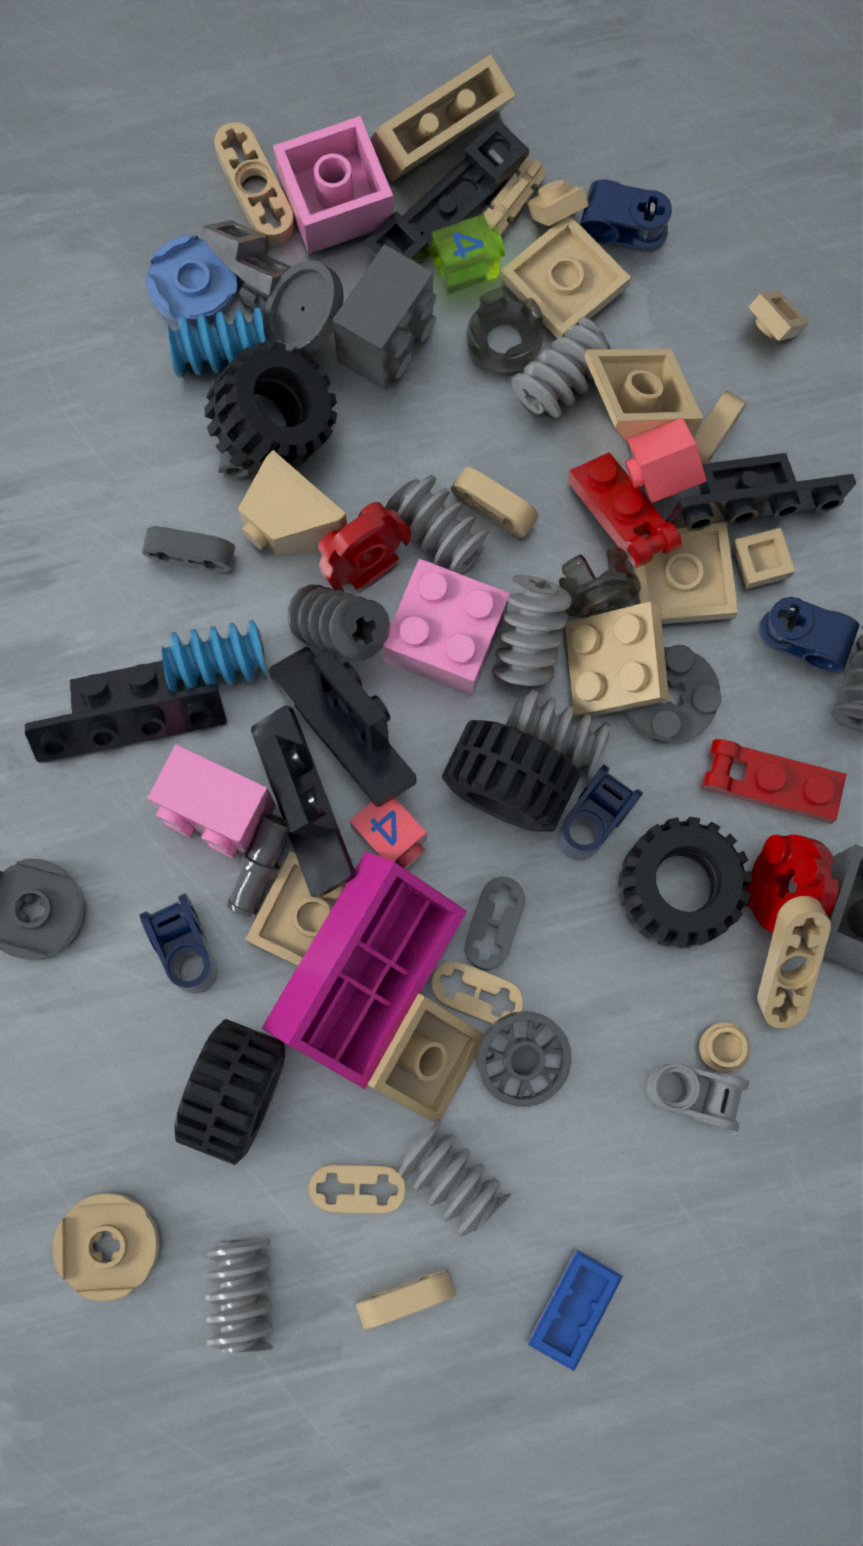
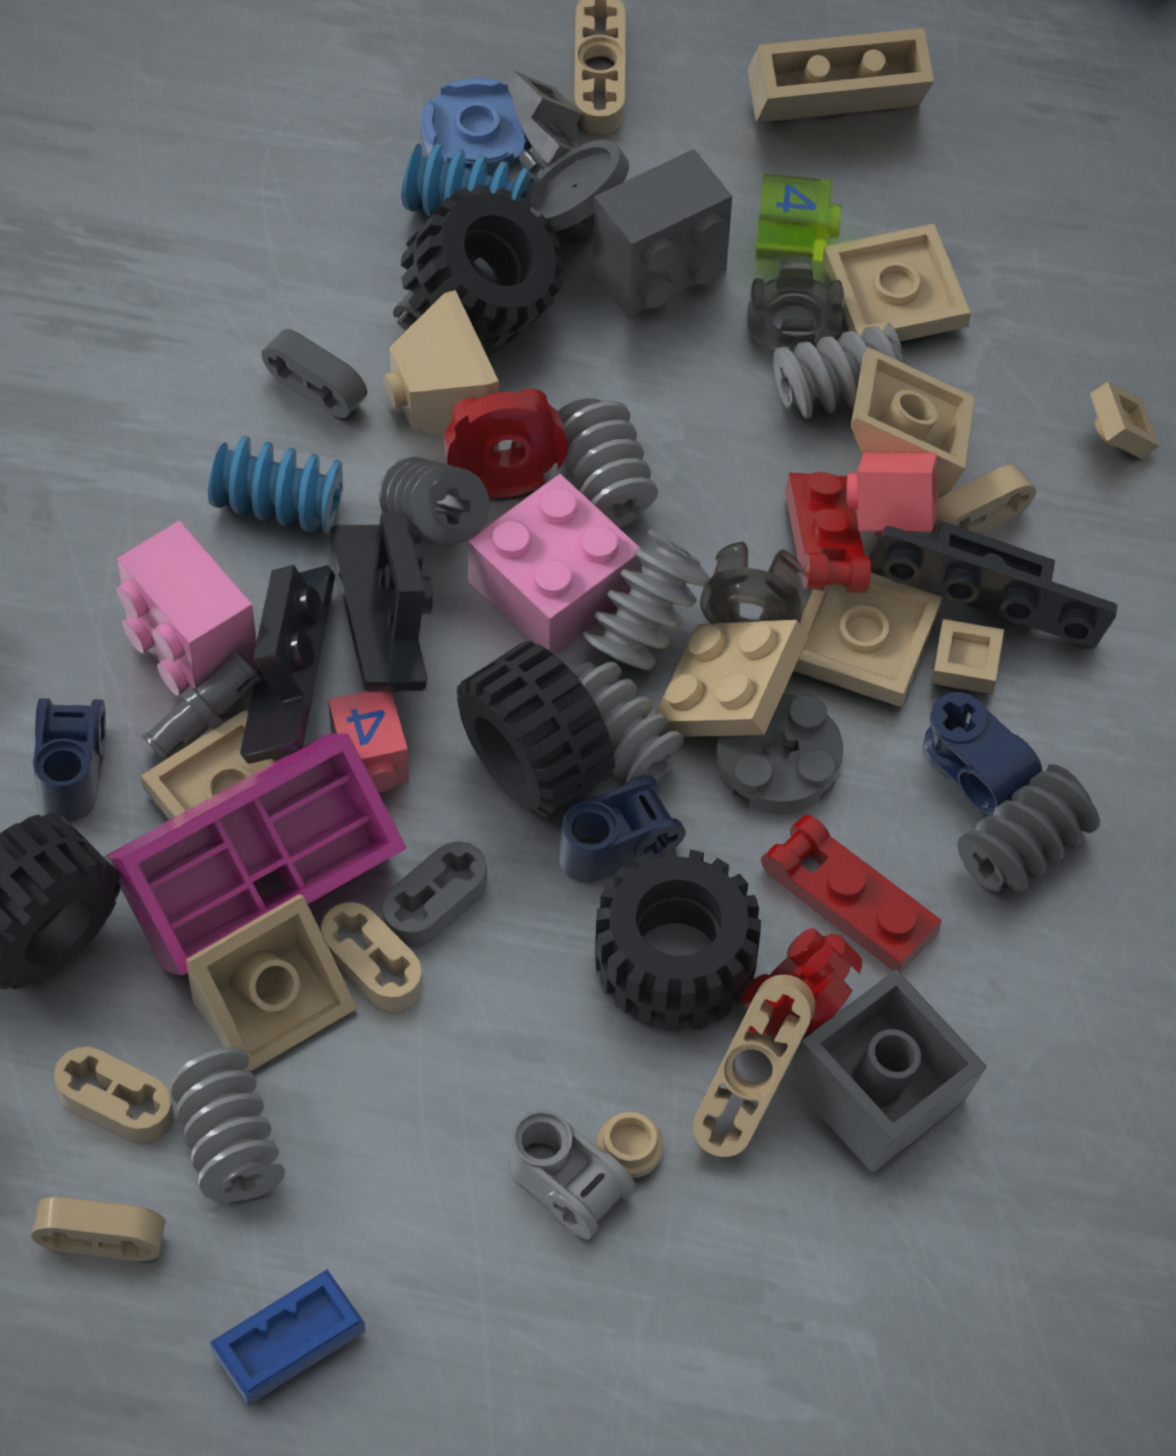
camera: 25 degrees right, 20 degrees down
(123, 710) = (140, 496): black bracket -> none
(334, 184) = (682, 90): bright pink brick -> none
(457, 197) = (871, 143): black slope -> none
(494, 502) = (685, 469): tan beam -> none
(515, 195) = (884, 187): tan axle -> none
(524, 1058) = (385, 1043): dark grey wheel -> none
(556, 202) = (927, 206): tan plate -> none
(623, 213) = (996, 249): dark blue piece -> none

